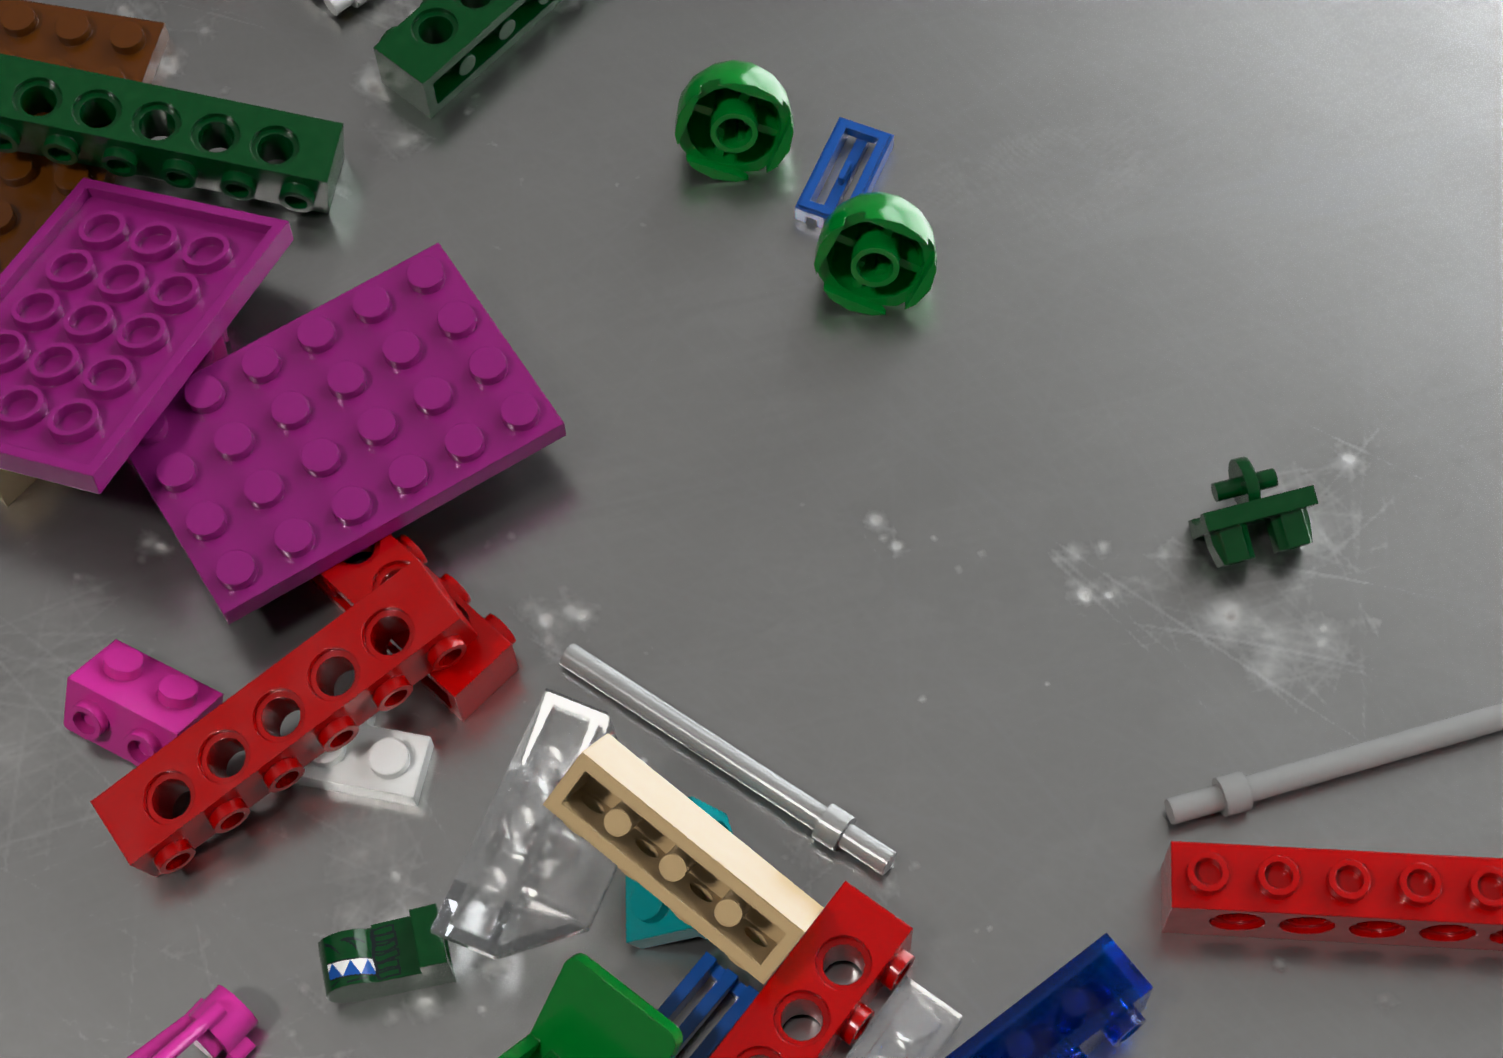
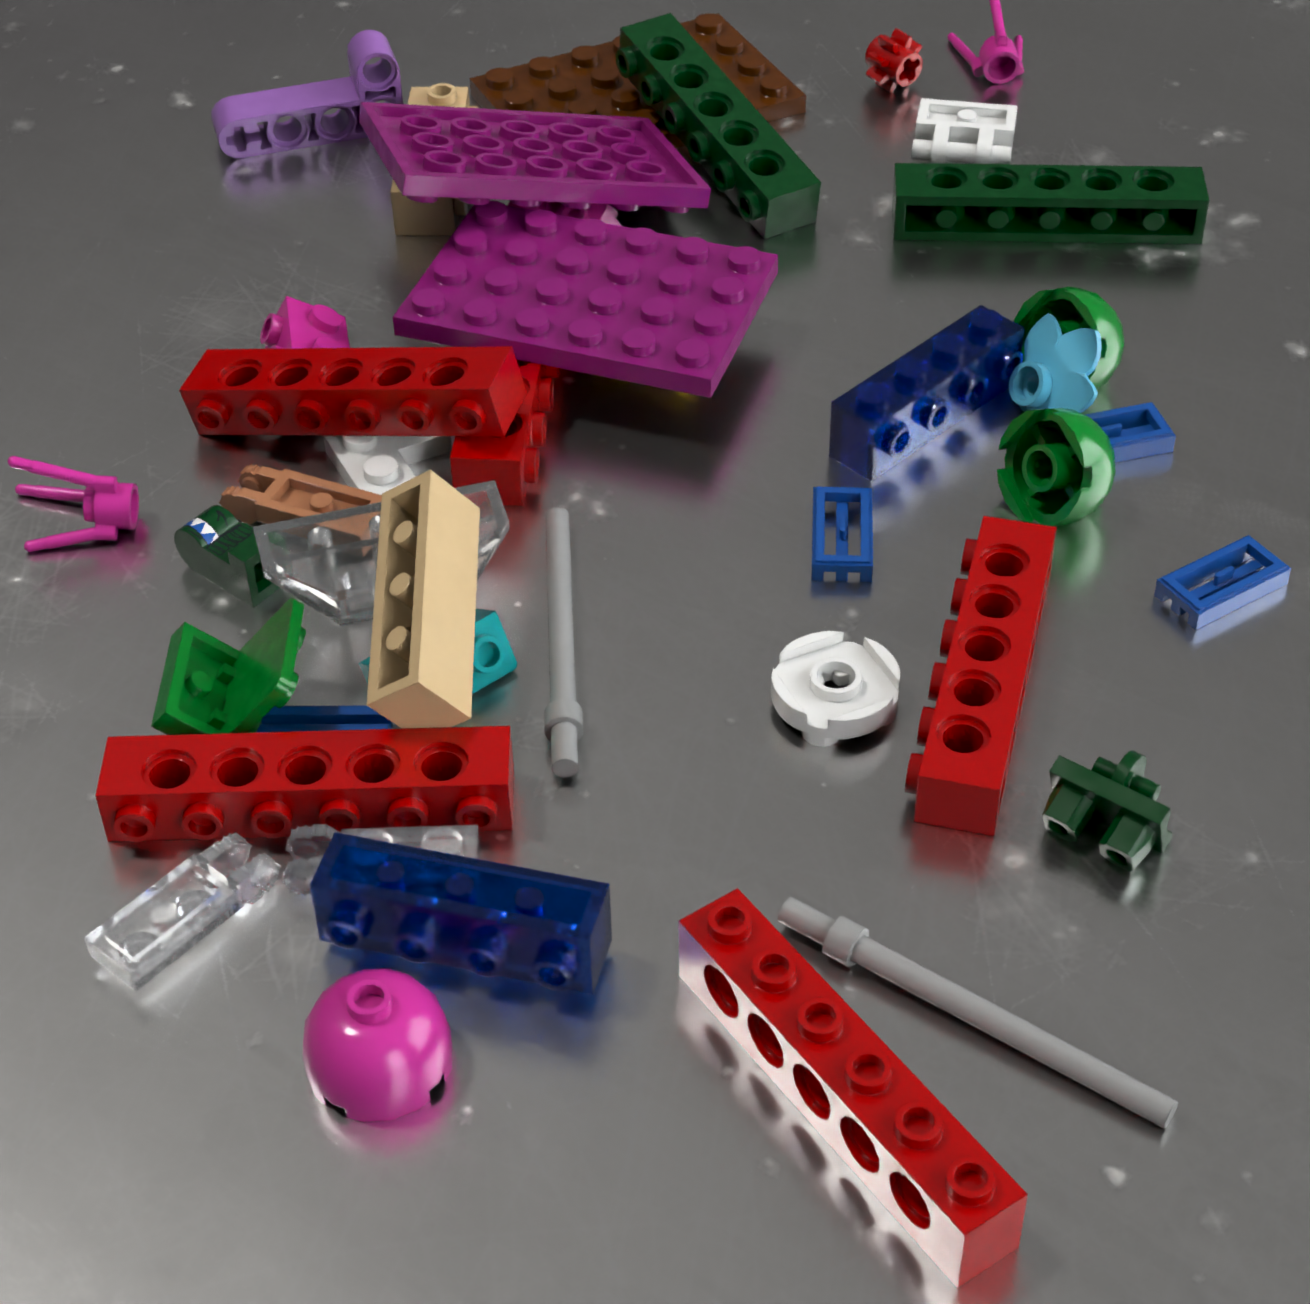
camera: 50 degrees right, 20 degrees down
(374, 852) = (286, 495): none -> nougat hinge
(690, 265) = (924, 392): none -> clear blue brick
(767, 148) = (1056, 368): none -> medium azure plate
(823, 487) = (842, 562): none -> blue tile
(957, 359) = (985, 677): none -> red brick
(960, 633) = (828, 712): none -> white plate
(1071, 282) = (1230, 587): none -> blue tile

